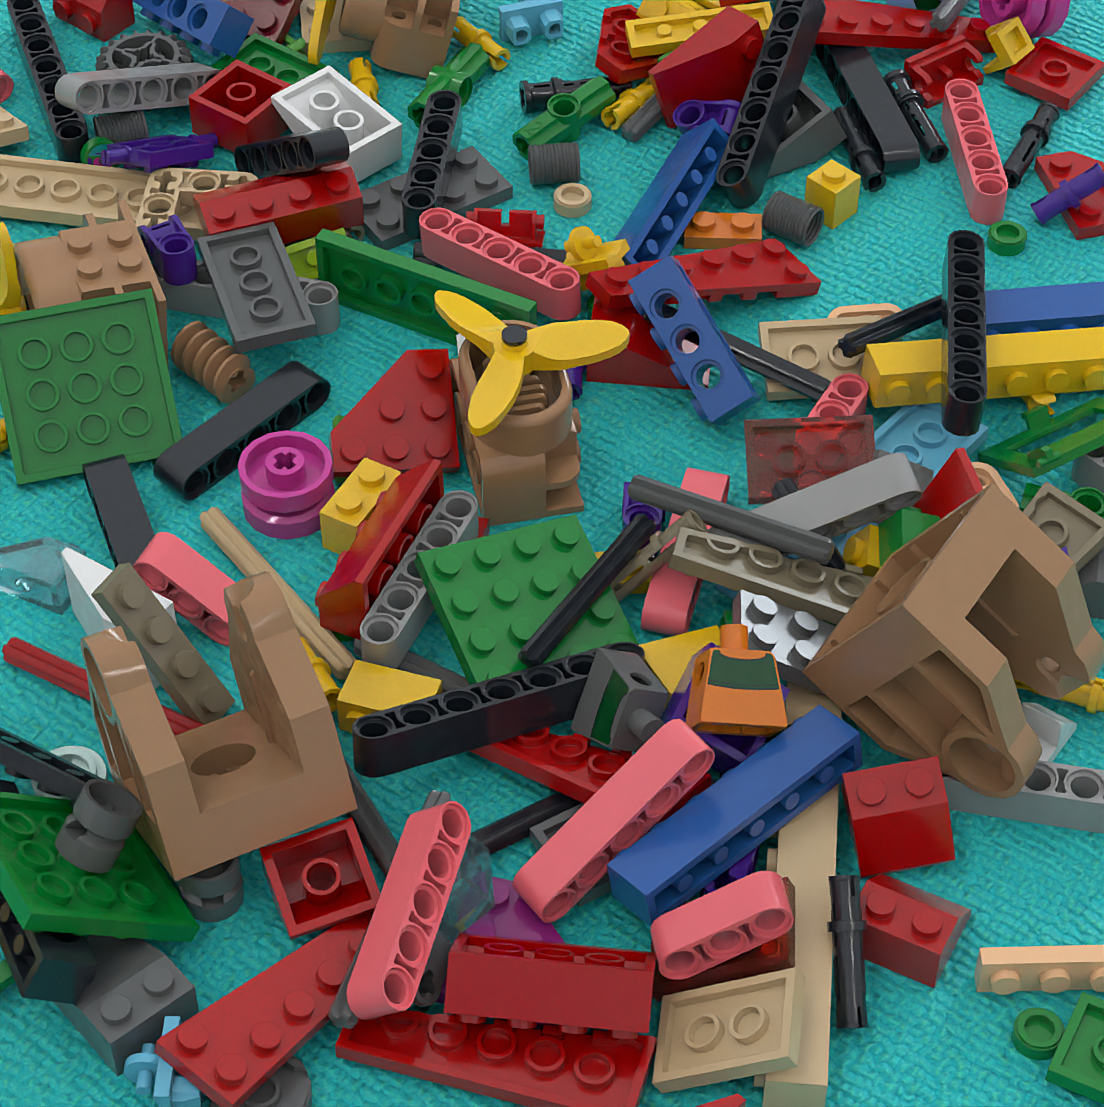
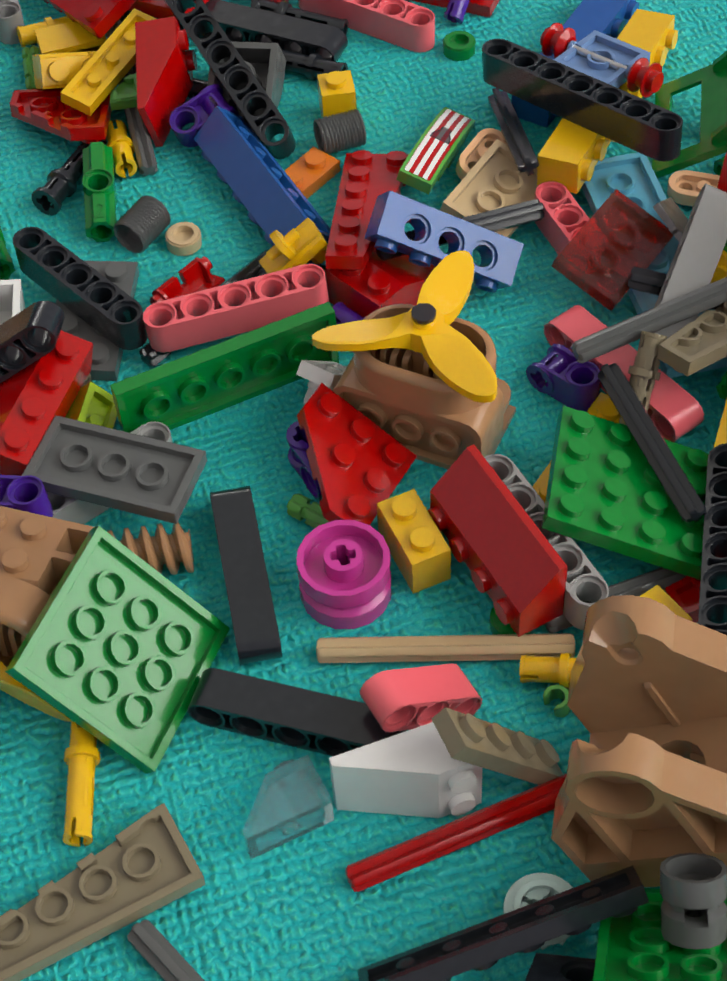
camera: 50 degrees left, 5 degrees up
(834, 285) = (435, 150): none -> slope
(1041, 323) = (603, 59): none -> plate

